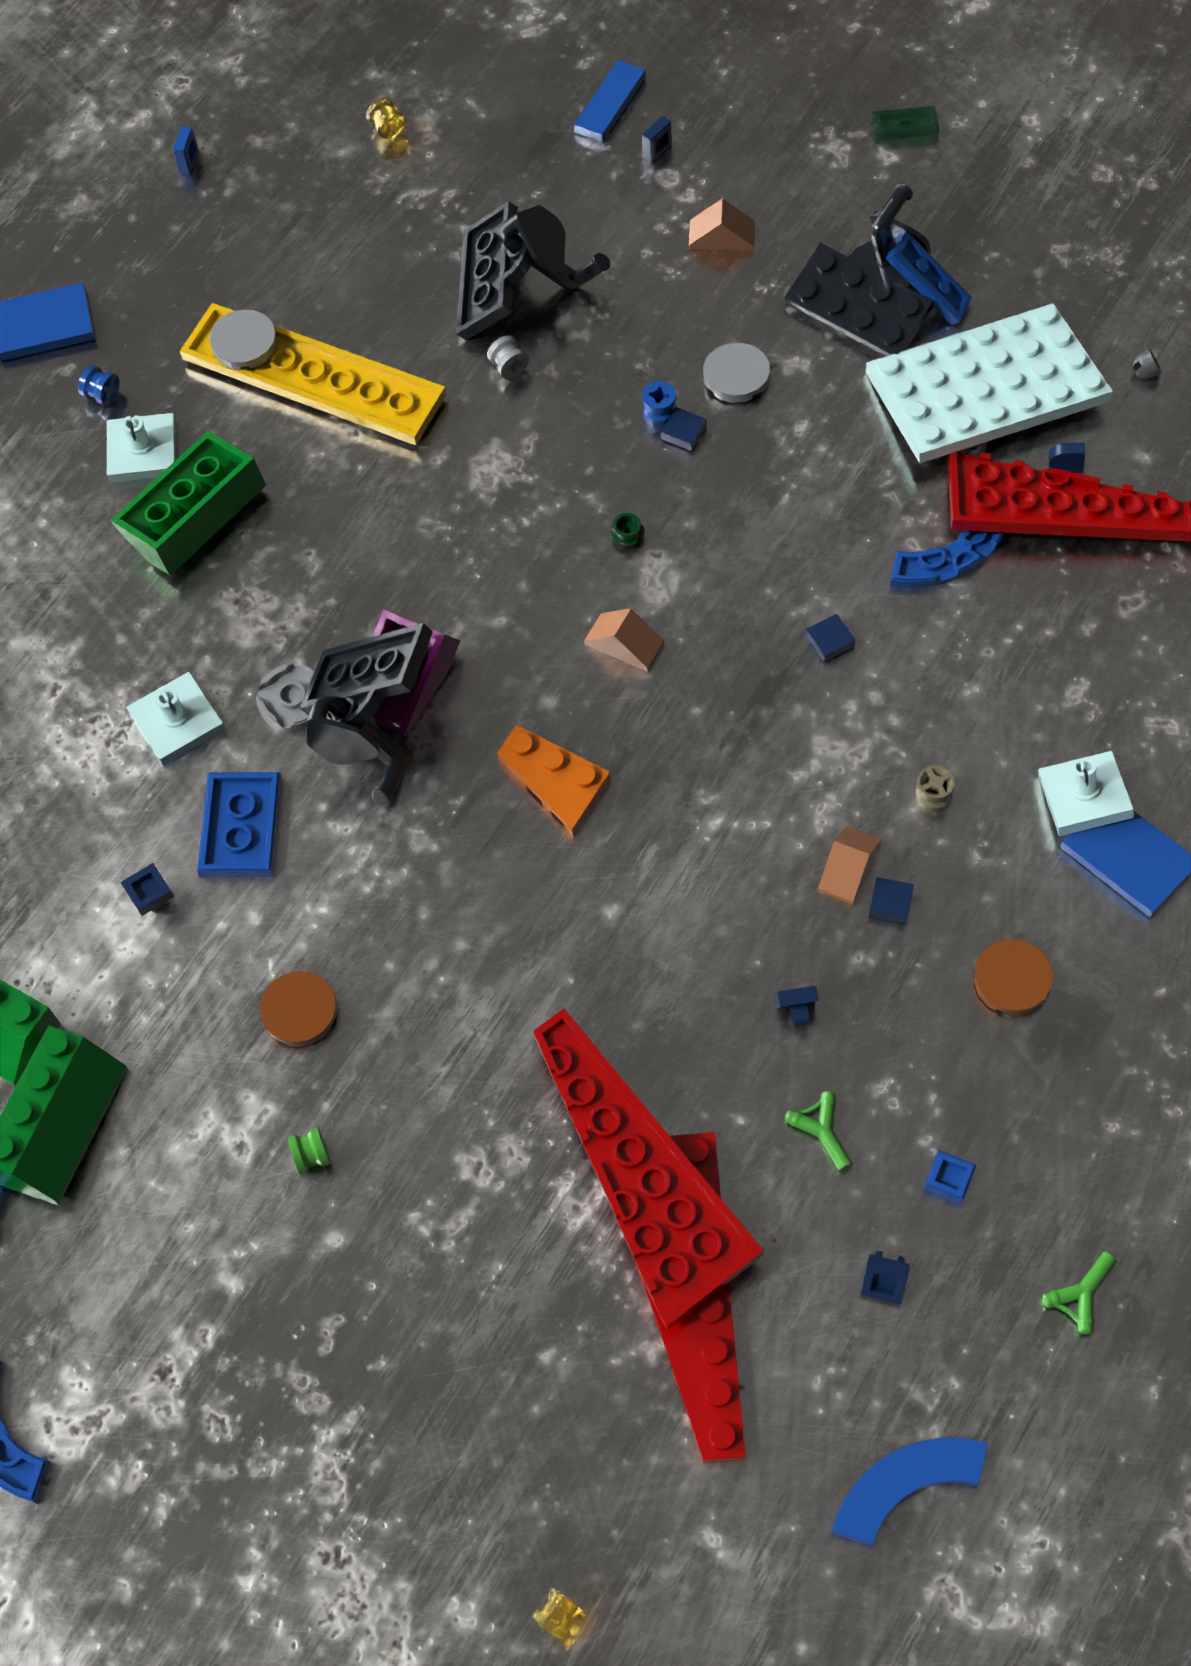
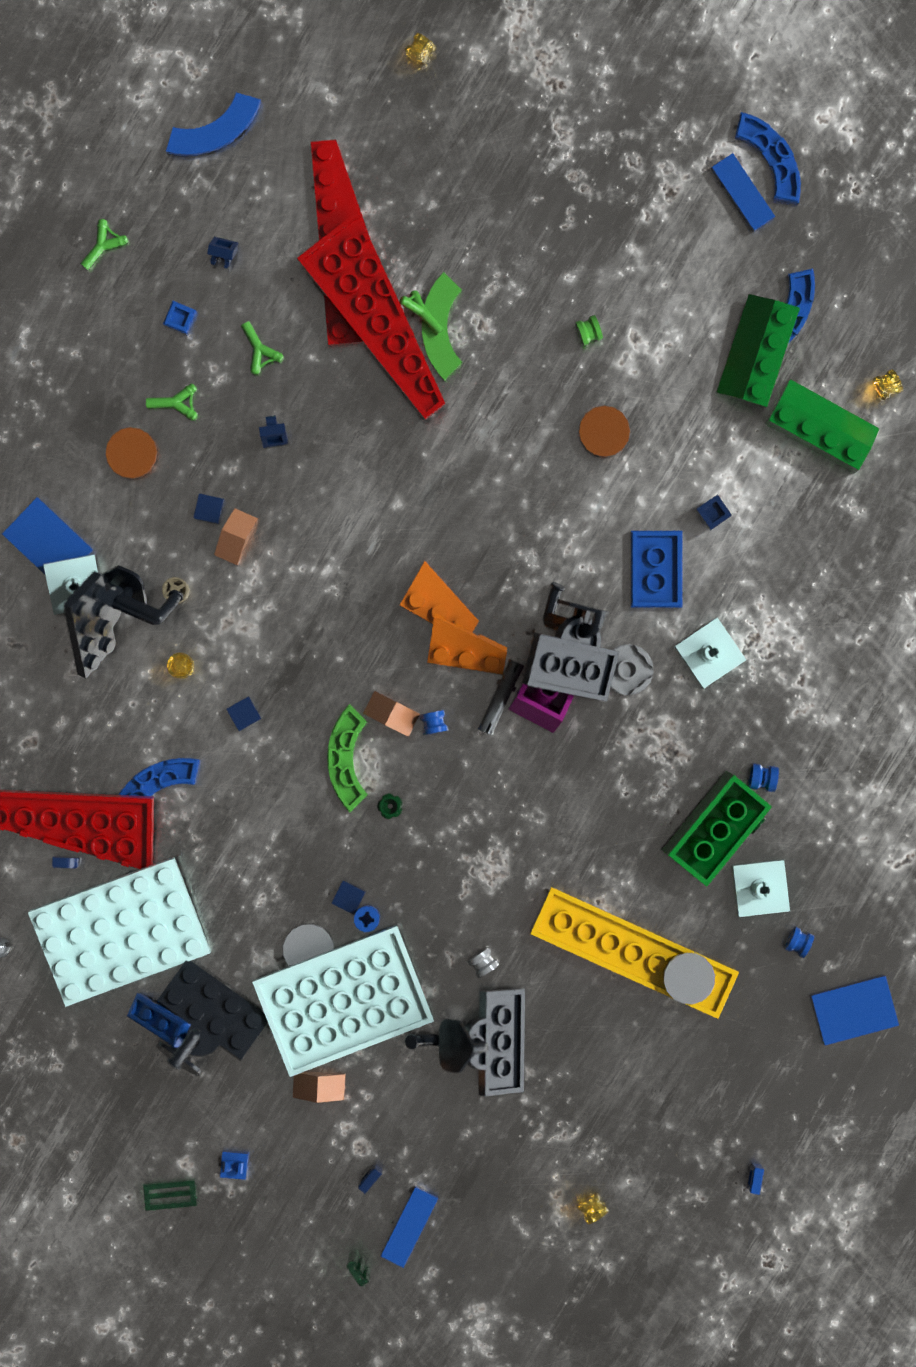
camera: 175 degrees right, 25 degrees up
(47, 1369) = (743, 192): none -> blue tile
(120, 565) = (768, 778): none -> blue wheel
(463, 669) = (501, 696): none -> dark grey pin
(526, 714) = (463, 649): none -> orange wing
(547, 1163) = (438, 346): none -> bright green tile
(564, 625) = (433, 722): none -> blue wheel
(569, 1180) = (417, 306): none -> bright green piece
(670, 46) = (359, 1273): none -> clear green tile
(690, 314) = (343, 1000): none -> light aqua plate
(695, 588) = (341, 758): none -> bright green tile
(826, 153) = (234, 1164): none -> blue tile
(922, 683) = (174, 665): none -> clear yellow wheel
(948, 1050) = (176, 402): none -> bright green piece
(1047, 727) = (97, 608): none -> black plate

